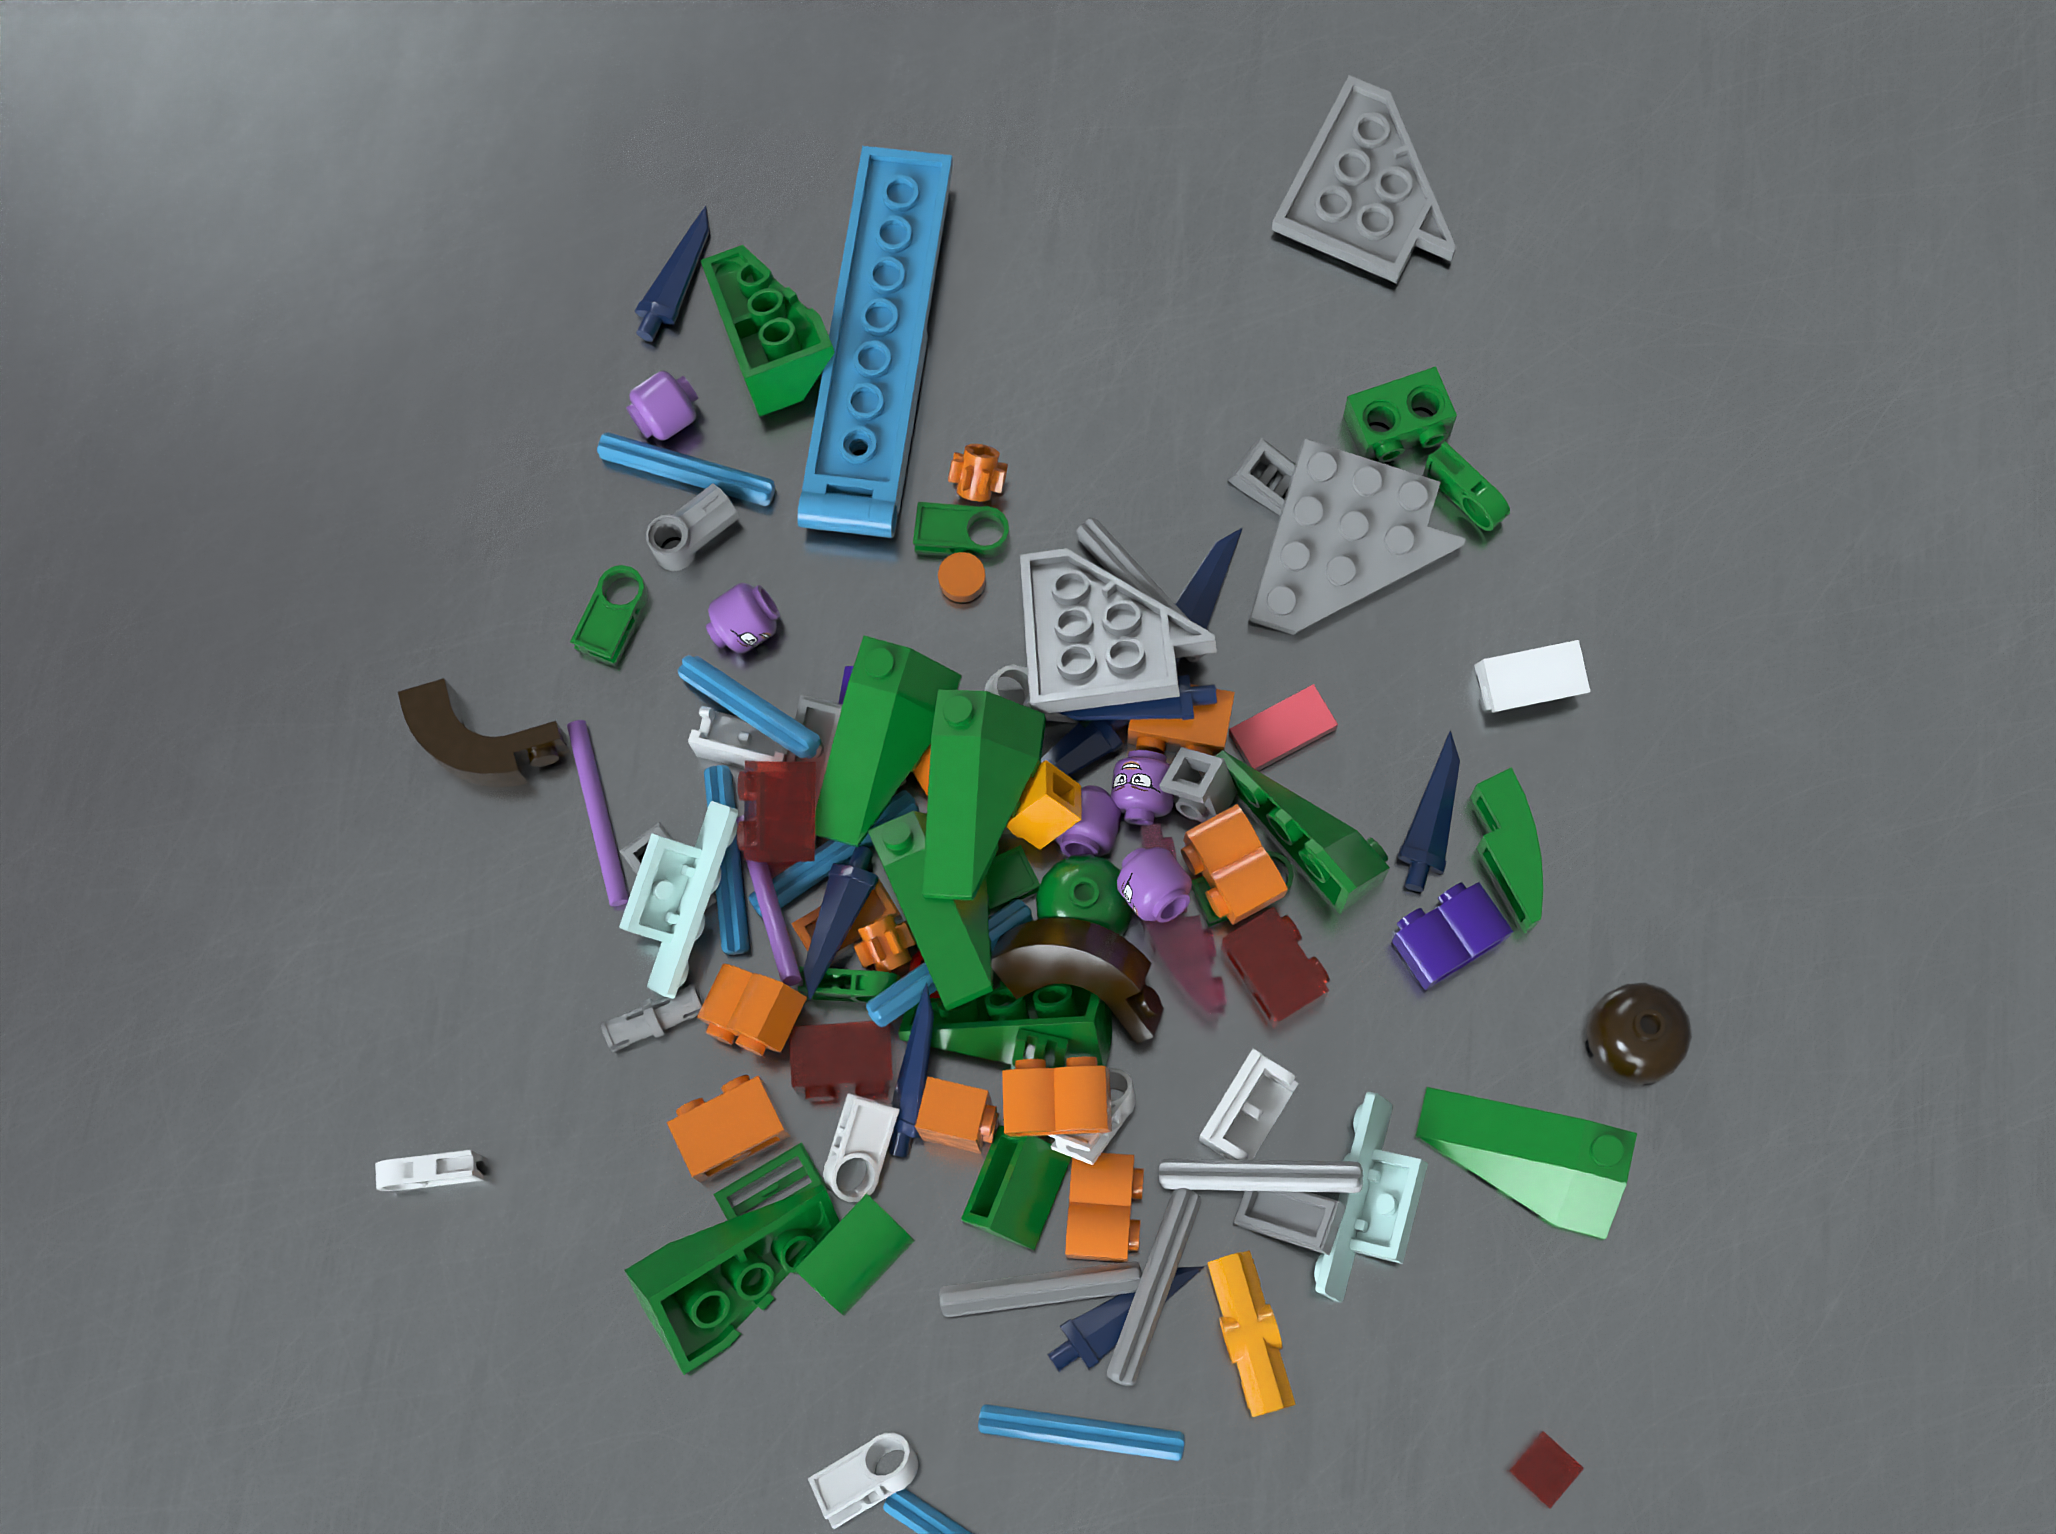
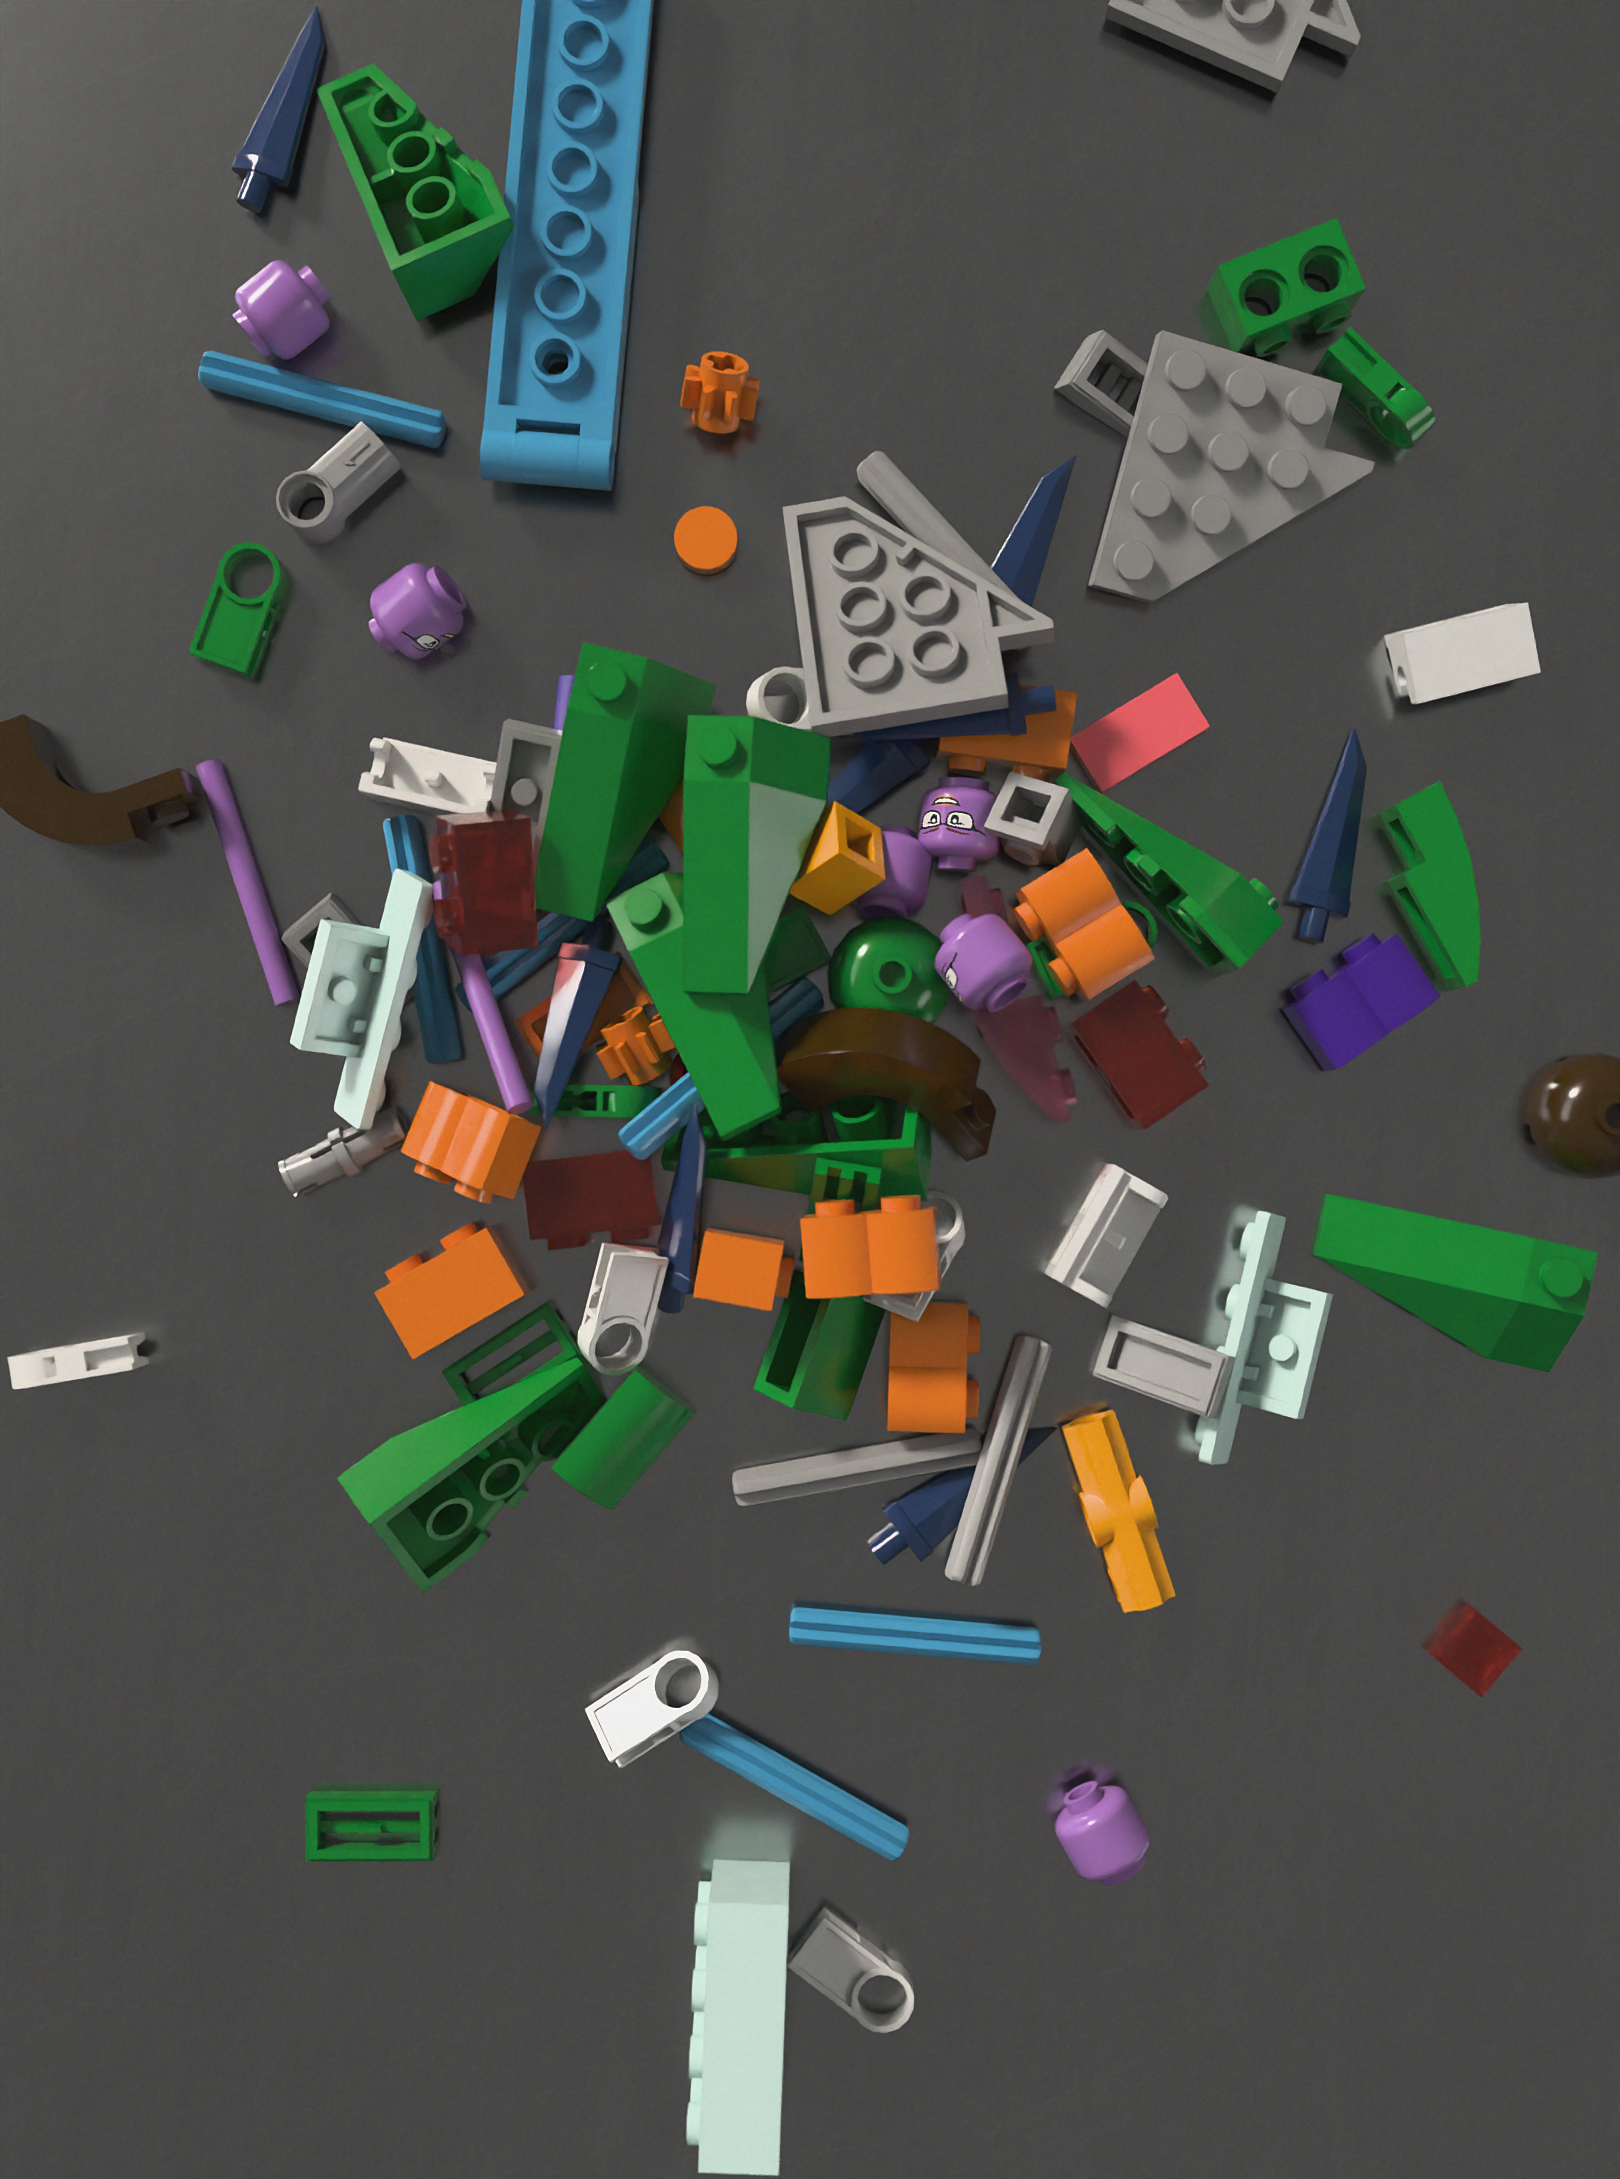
camera: 10 degrees left, 15 degrees up
(749, 707) = (436, 738): dark azure axle -> none
(947, 526) = (680, 473): green piece -> none
(1261, 1175) = (1128, 1323): light grey axle -> none

